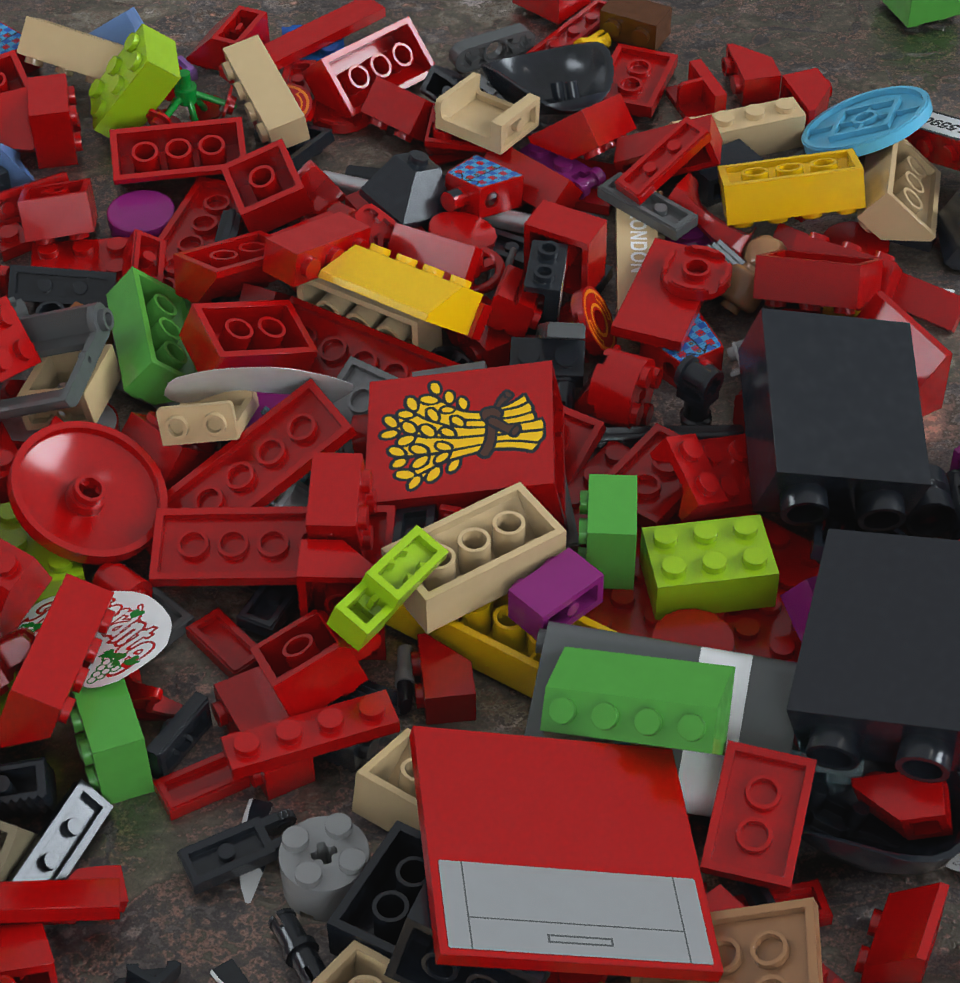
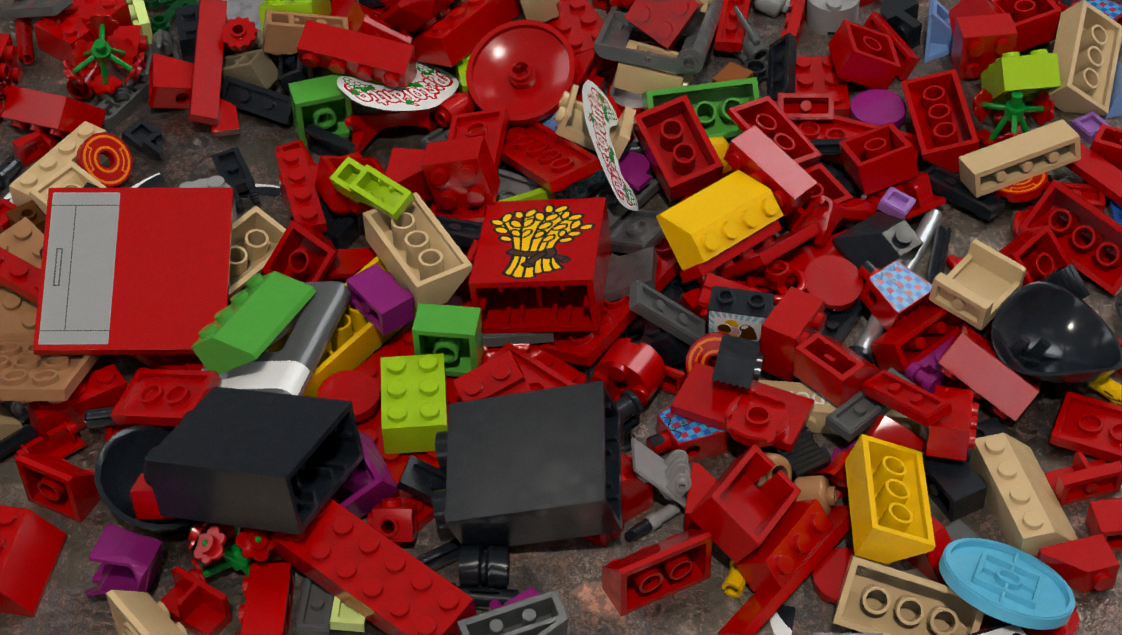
camera: 95 degrees right, 0 degrees up
(332, 186) = (896, 203): none -> medium lavender tile
(460, 698) = (302, 254): none -> red slope
(625, 279) = (738, 361): none -> black brick
(629, 212) = (831, 368): none -> red slope

